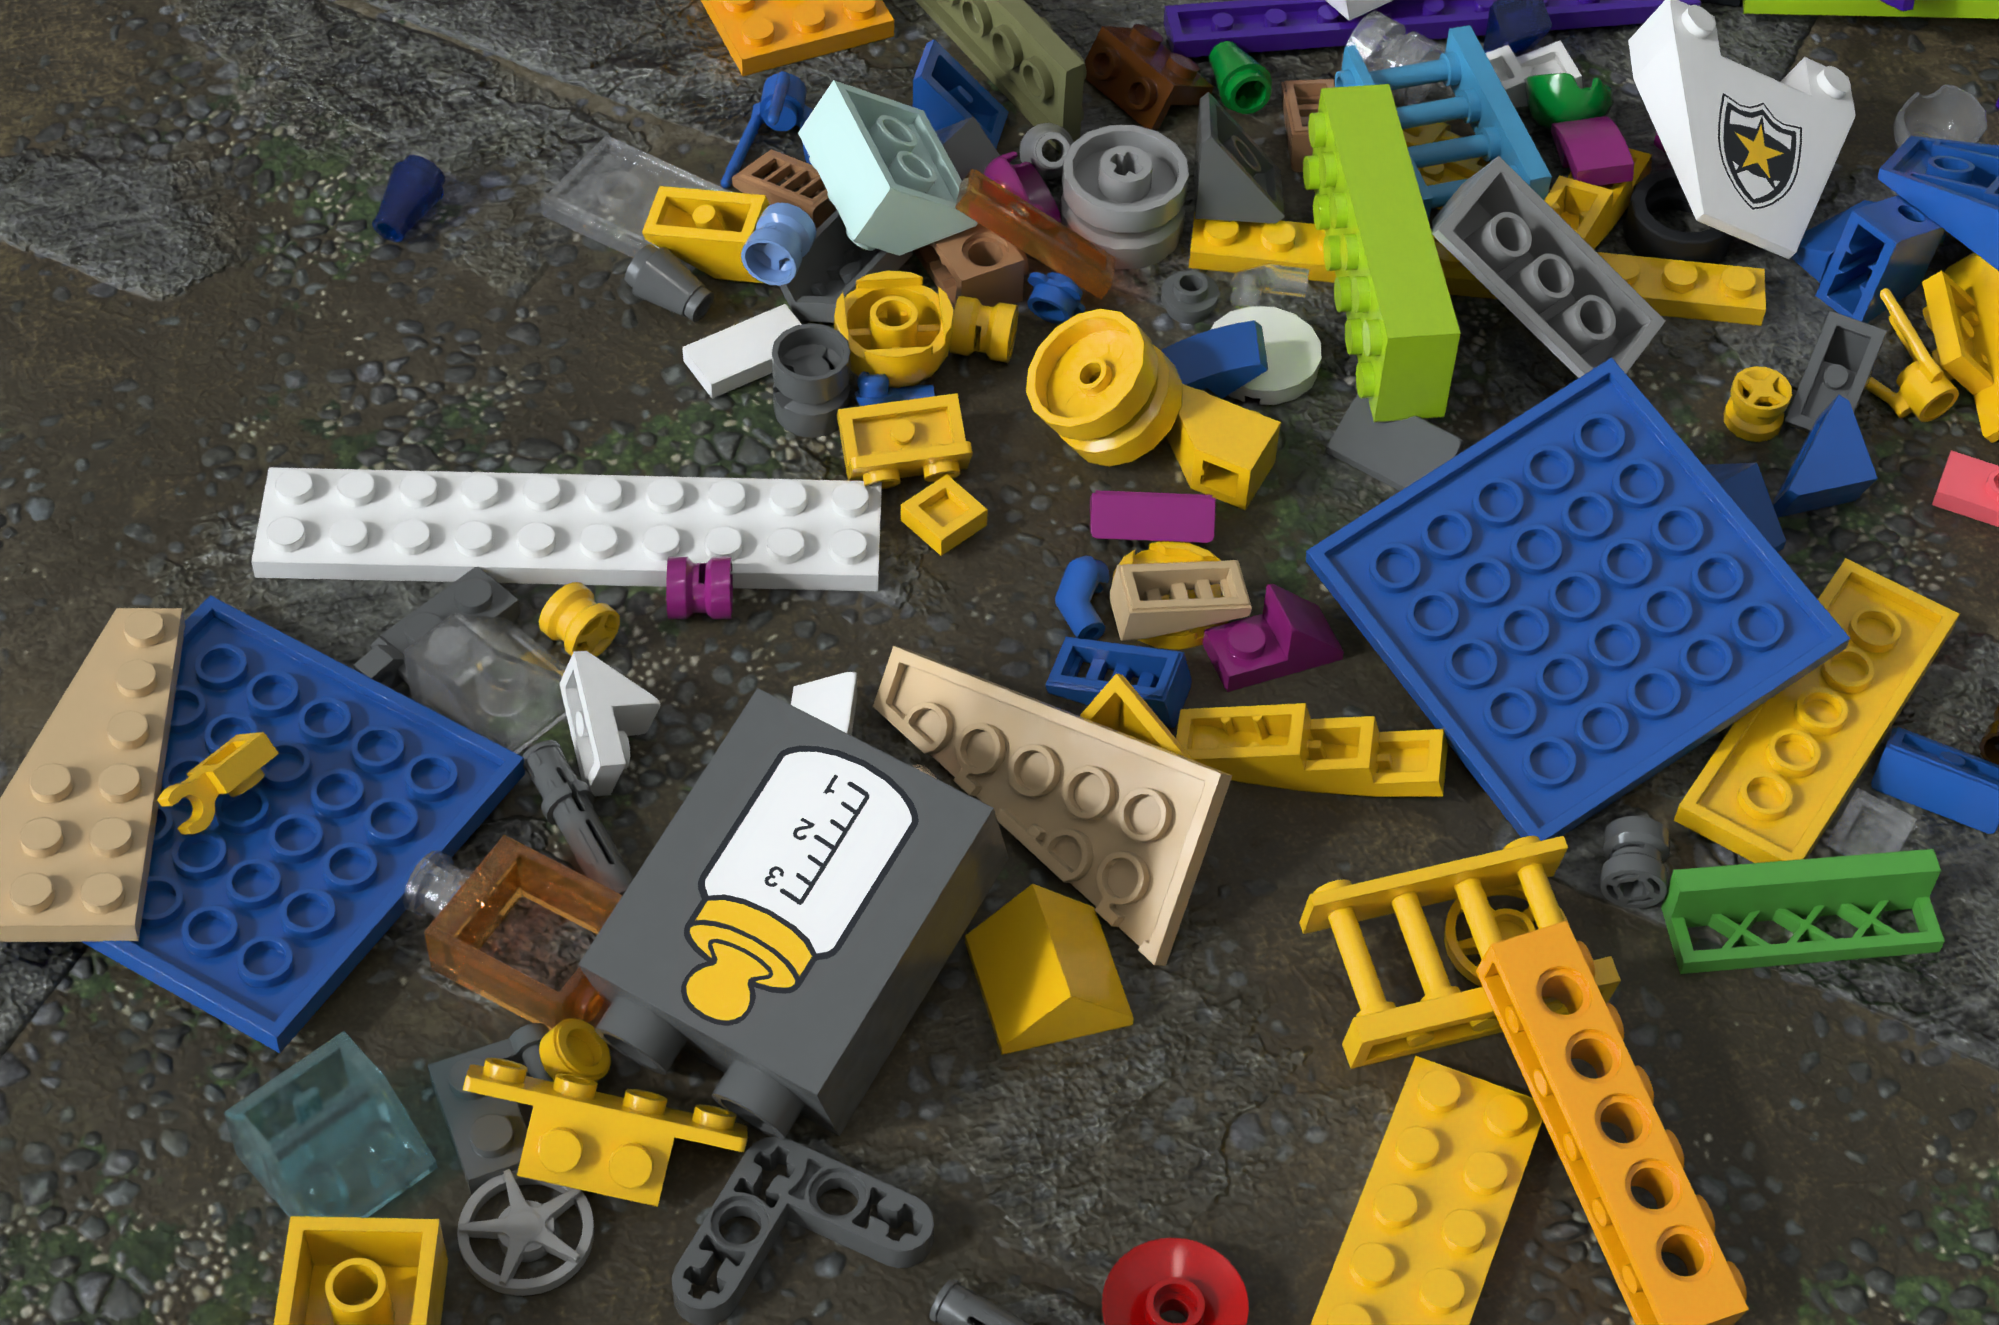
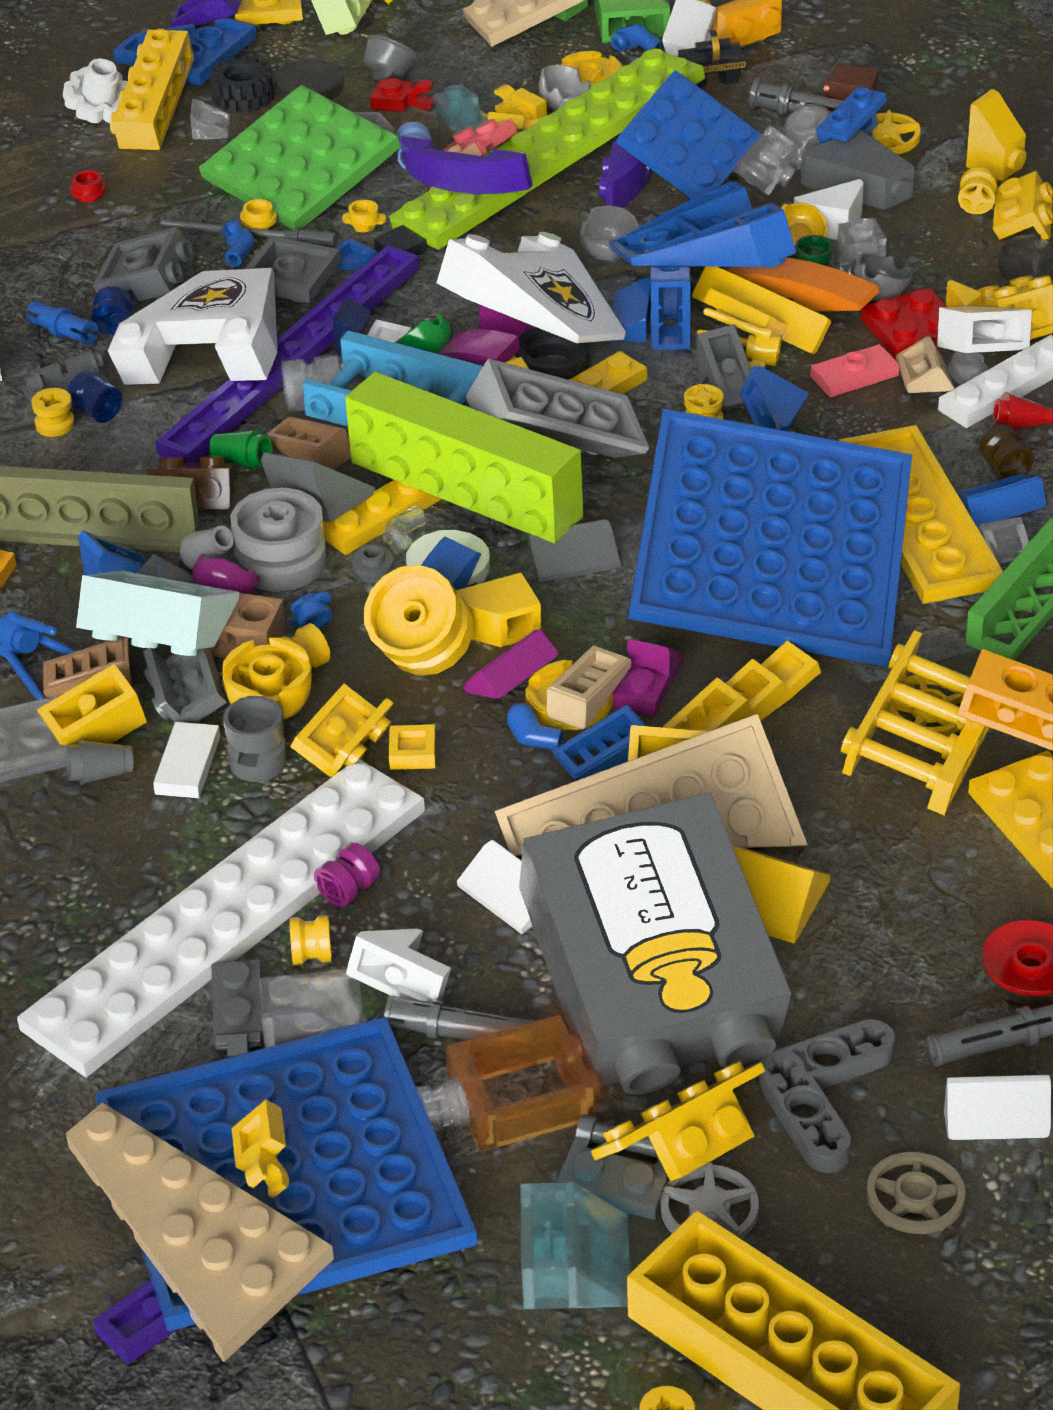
camera: 45 degrees left, 10 degrees down
(574, 1050) = (617, 1109): yellow tile -> none
(778, 244) = (155, 682): medium blue wheel -> none
(875, 390) = (298, 717): blue arm -> none
(1036, 233) = (267, 582): clear orange tile -> none
(1635, 861) = (943, 631): dark grey wheel -> none

